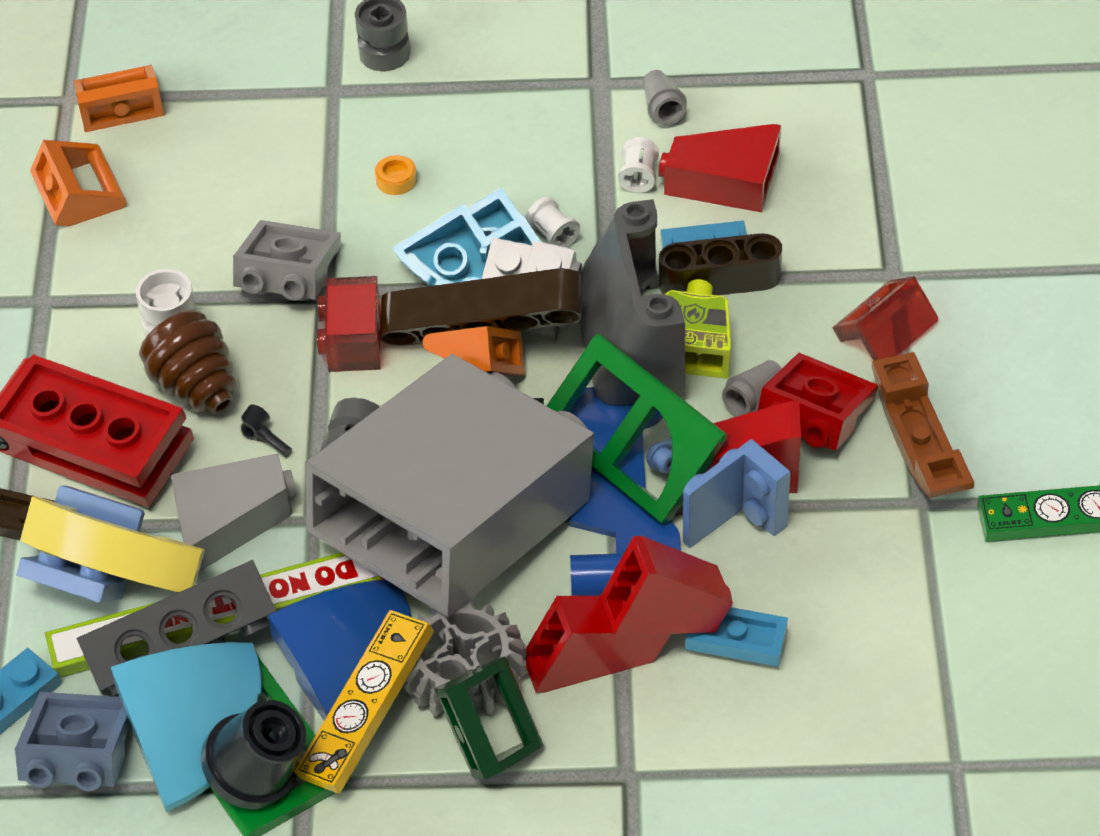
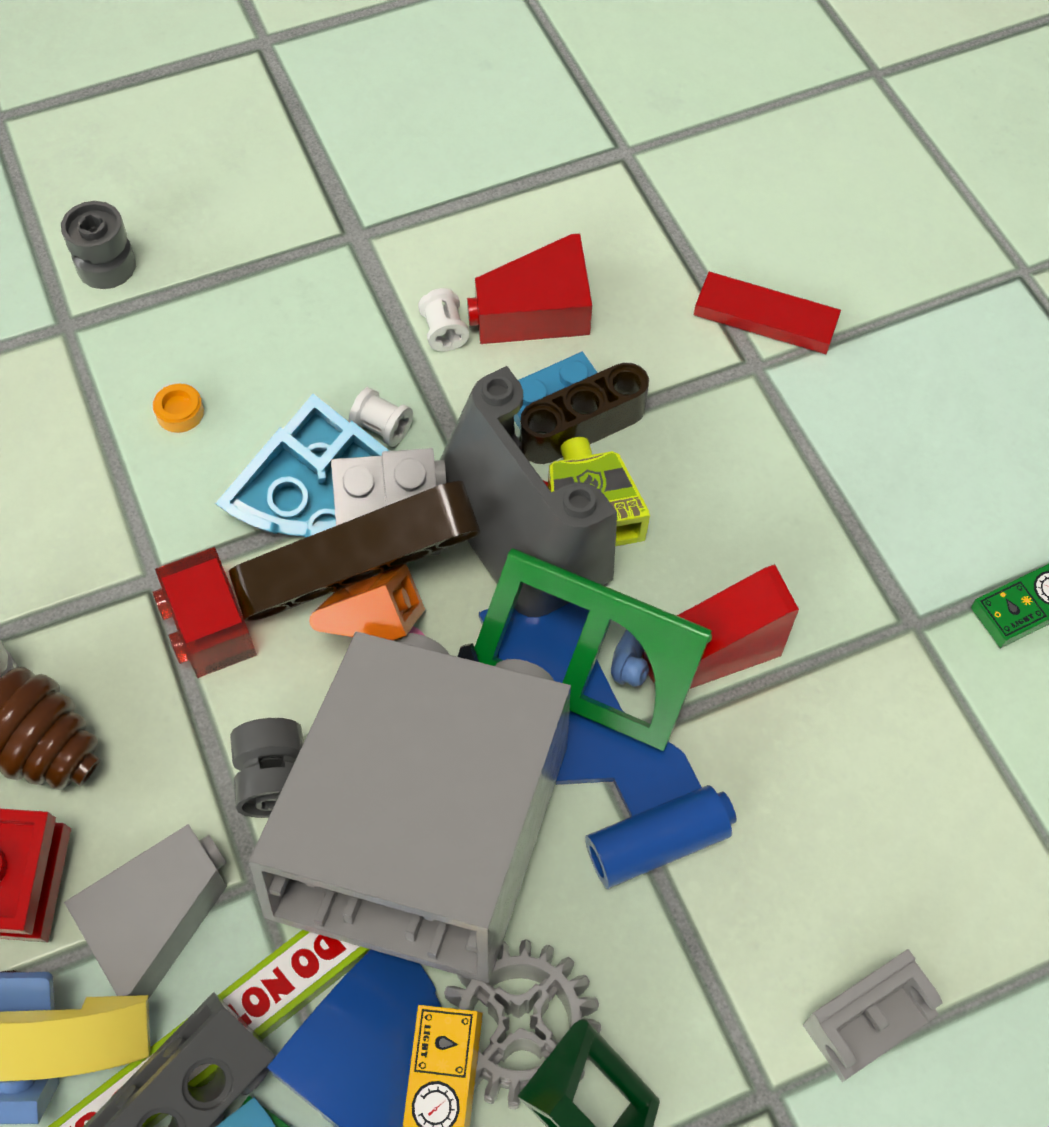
camera: 25 degrees left, 10 degrees up
(254, 426) = (137, 785): black hand -> none
(285, 260) = (93, 556): light grey plate -> none
(579, 645) = (663, 938): red slope -> none
(663, 98) = (435, 235): light grey cone -> none
(664, 592) = (737, 869): red slope -> none
(732, 742) = (874, 1015): none -> light grey hinge
(741, 480) = (757, 674): medium blue bracket -> none
(744, 389) = (683, 548): light grey cone -> none
(744, 636) = (809, 865): dark azure plate -> none
(827, 399) = (756, 533): red plate -> none
(889, 318) = (781, 419): clear red panel -> none
(917, 428) = (878, 545): dark orange slope -> none
(922, 234) = (767, 312): none -> red tile

